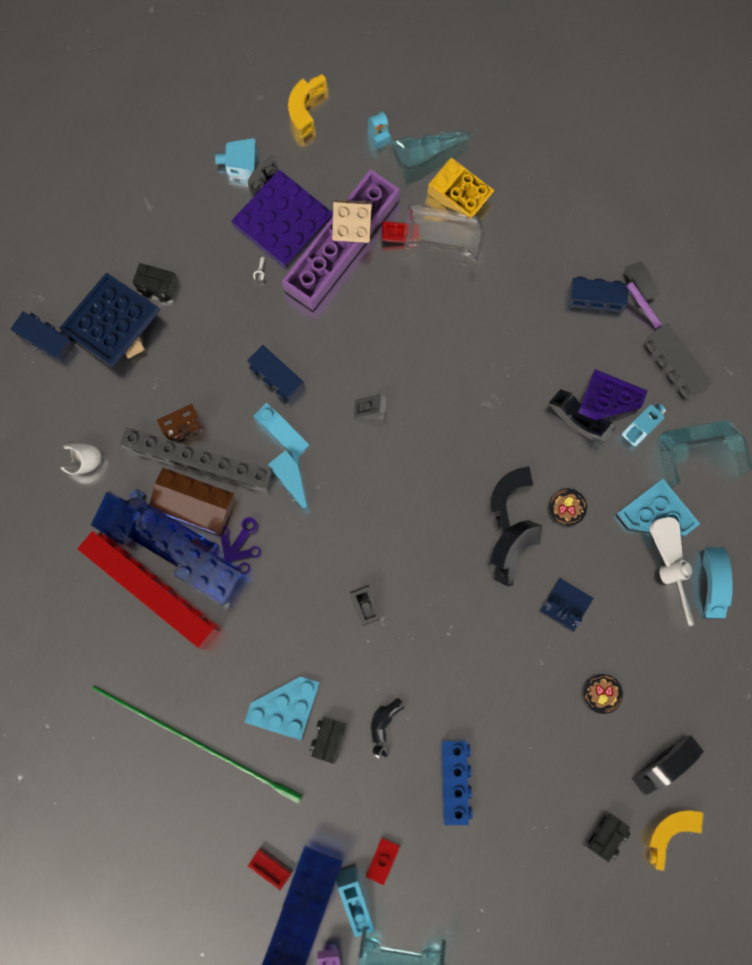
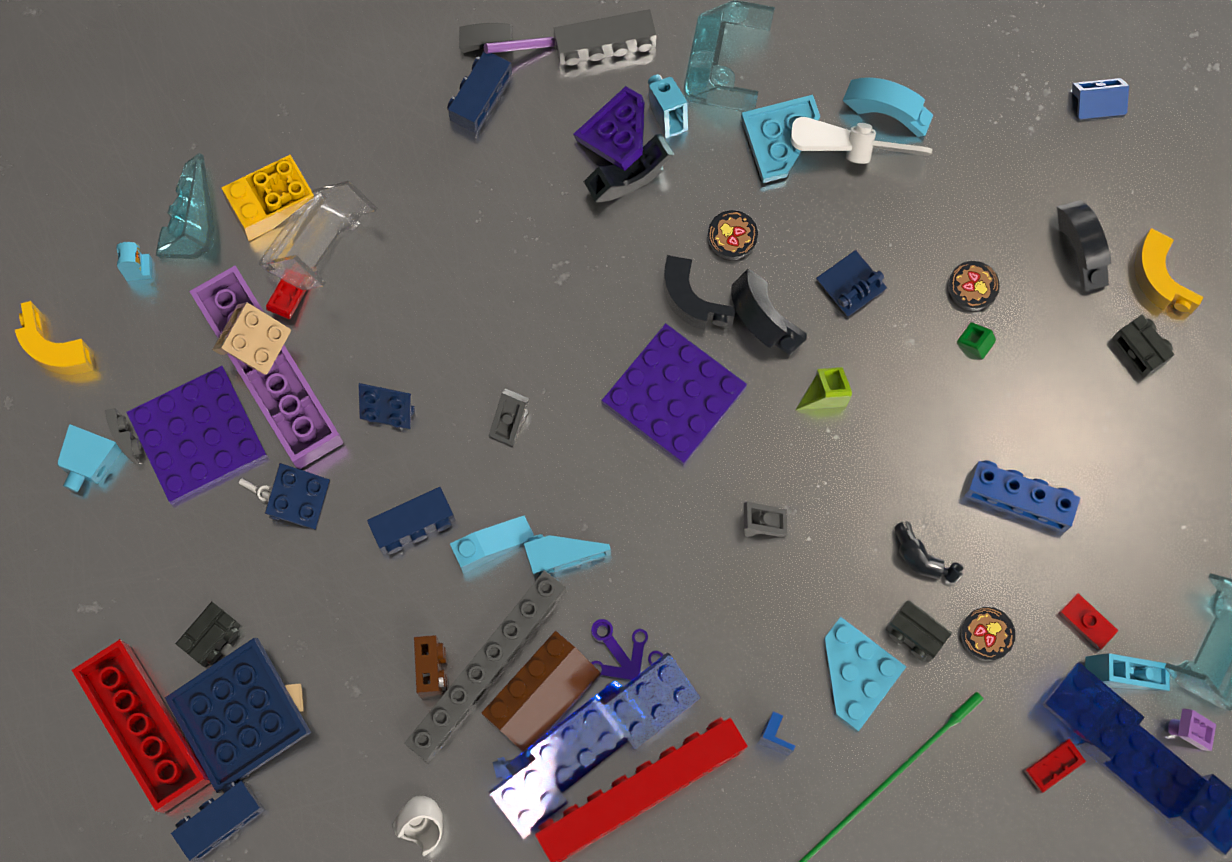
camera: 75 degrees left, 5 degrees down
(82, 265) = (141, 726): none -> red brick
(212, 663) = (768, 735): none -> blue panel
(264, 296) = (297, 496): none -> dark blue hinge
(345, 326) = (385, 406): none -> dark blue hinge
(346, 790) = (987, 634): none -> tile
(433, 511) = (674, 394): none -> dark purple plate
(479, 614) = (827, 390): none -> lime slope
(561, 710) = (977, 340): none -> green slope

